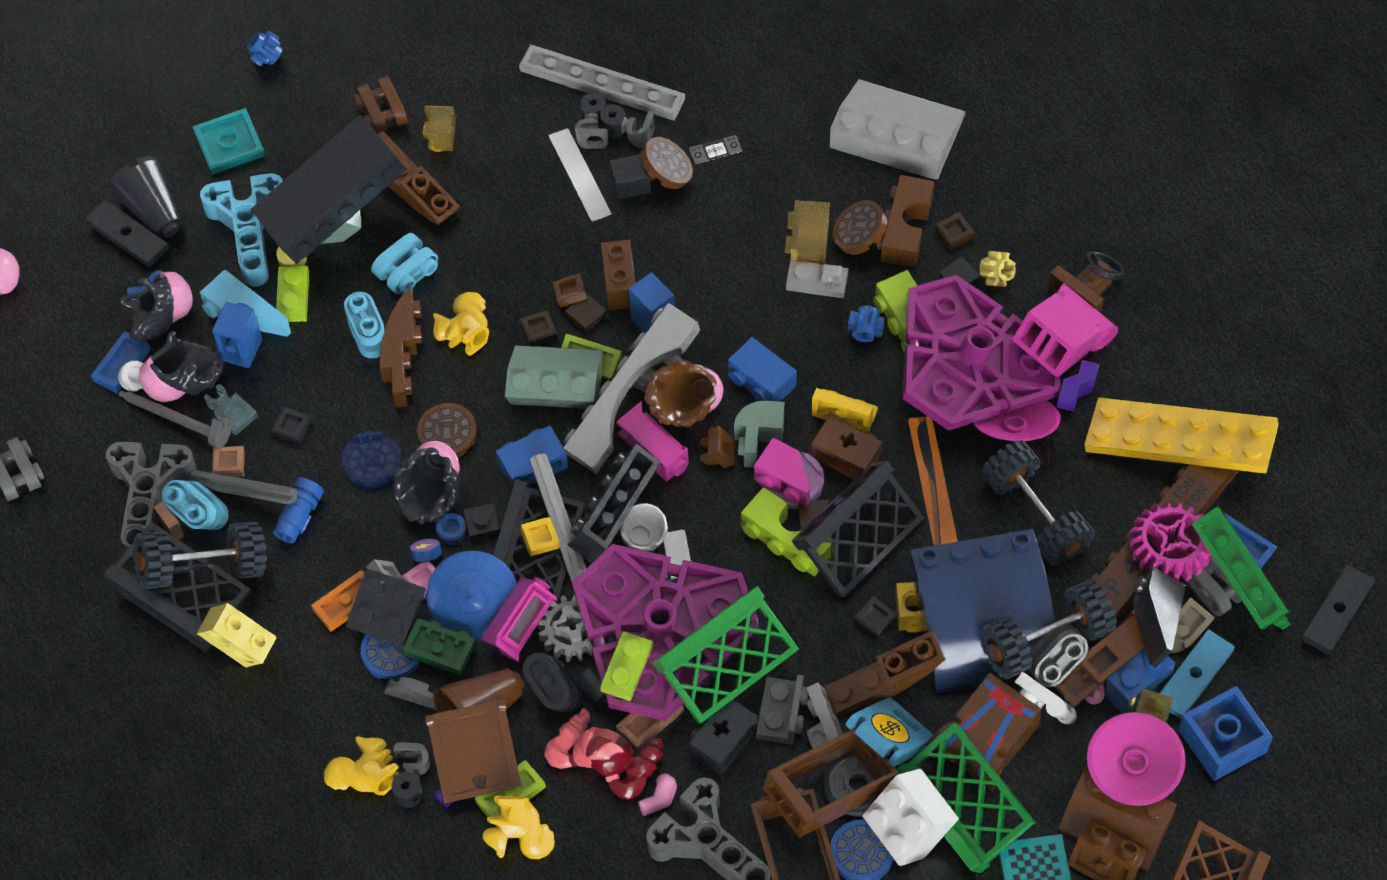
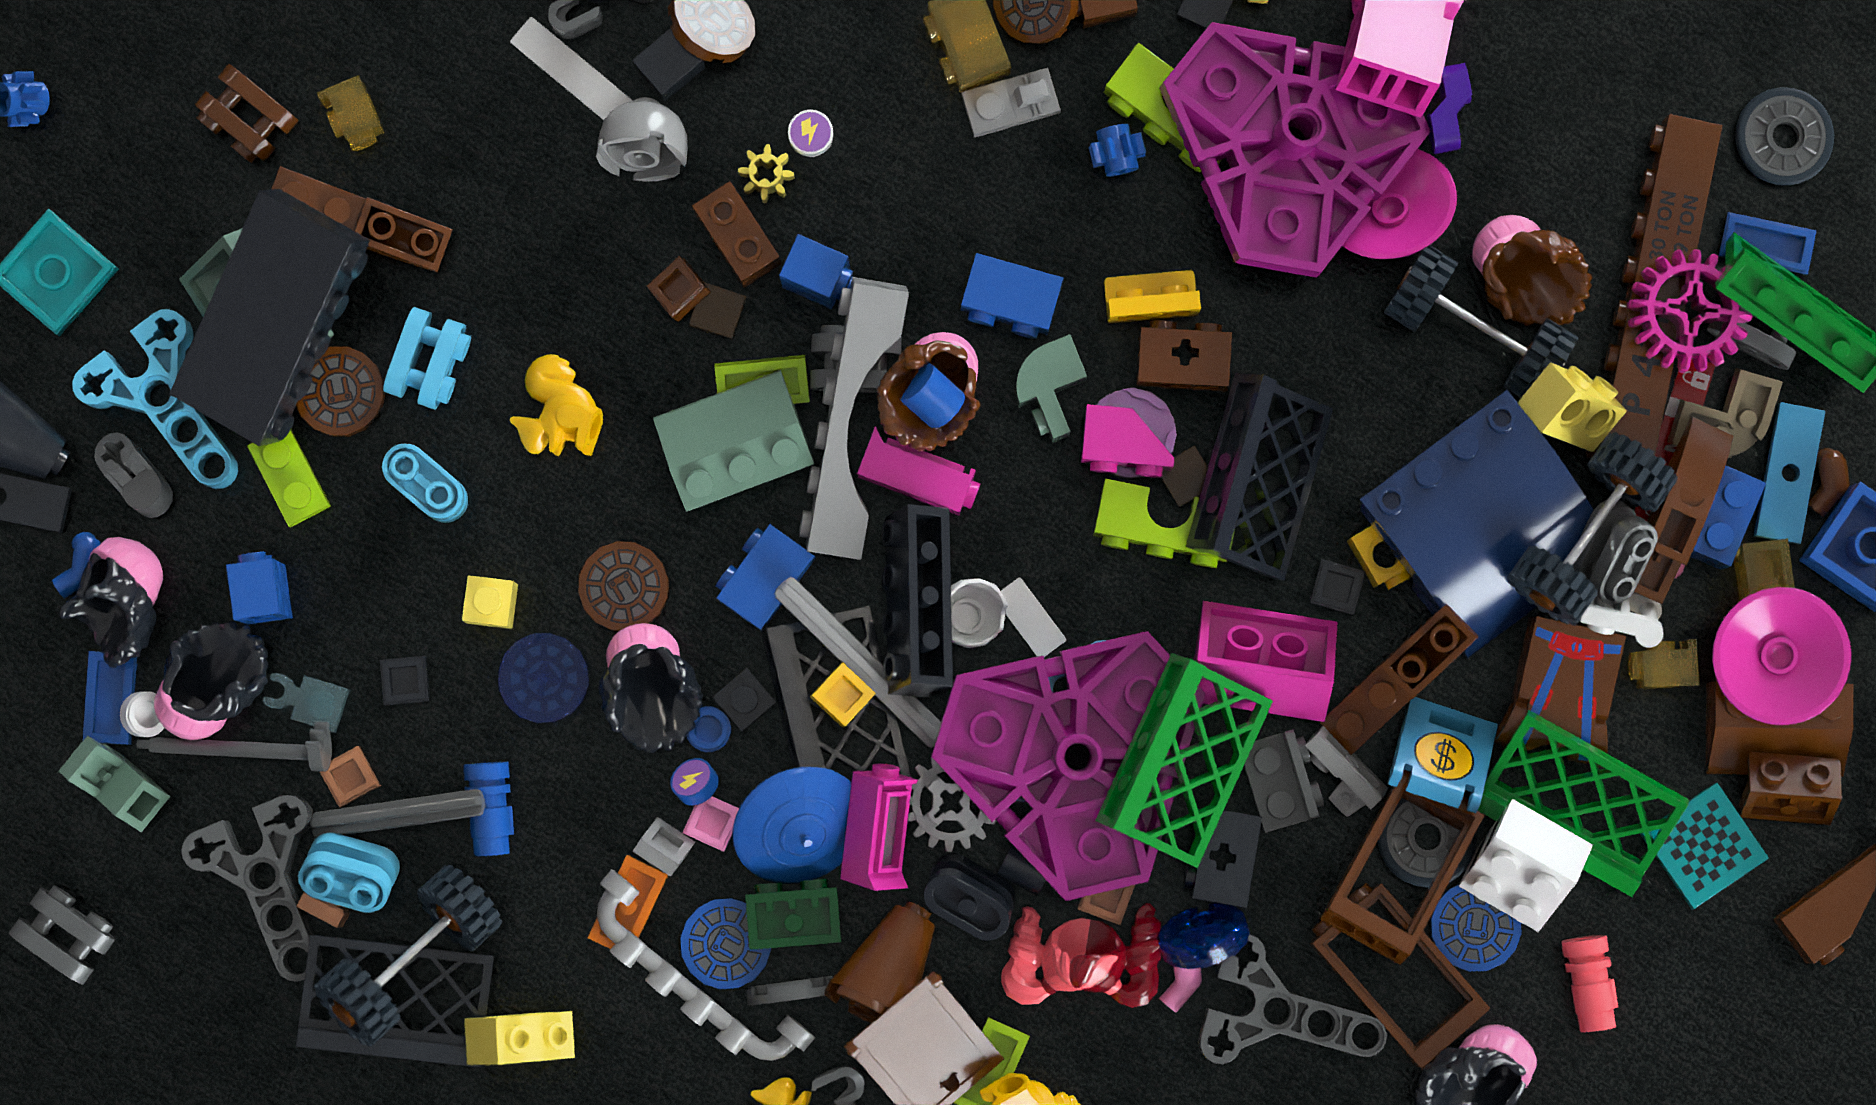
camera: 30 degrees left, 25 degrees up
(93, 398) = (115, 783): none -> sand green brick
(206, 253) = (148, 490): none -> dark grey piece
(230, 289) = (219, 535): medium azure slope -> none
(346, 263) = (343, 393): none -> tile
(354, 671) = (697, 1004): none -> light grey bar
(364, 401) = (490, 602): none -> light yellow brick
(386, 607) = (694, 899): black plate -> none
(399, 344) = (483, 477): reddish brown slope -> none
(538, 328) = (664, 365): dark brown tile -> none
(589, 201) = (644, 140): none -> light grey cylinder
(626, 666) = (1065, 842): lime plate -> none
(654, 252) = (768, 162): none -> light yellow gear
(682, 392) = (933, 397): none -> blue brick
(684, 768) = (1204, 937): none -> clear blue tile
(691, 246) = (810, 133): none -> medium lavender tile
(719, 446) = (1011, 437): reddish brown tile -> none
(822, 640) = (1270, 654): none -> dark pink slope
(932, 480) = (1332, 367): orange sticker -> none
(1060, 749) = (1665, 666): none -> clear yellow brick
(1069, 563) = (1572, 406): none -> light yellow brick
(1084, 486) = (1531, 271): none -> reddish brown hair
(1157, 612) = (1719, 429): black slope -> none
(1182, 435) = (1627, 129): yellow plate -> none
(1223, 682) = (1834, 480): none -> reddish brown arm
(1282, 505) = (1756, 141): none -> dark grey wheel

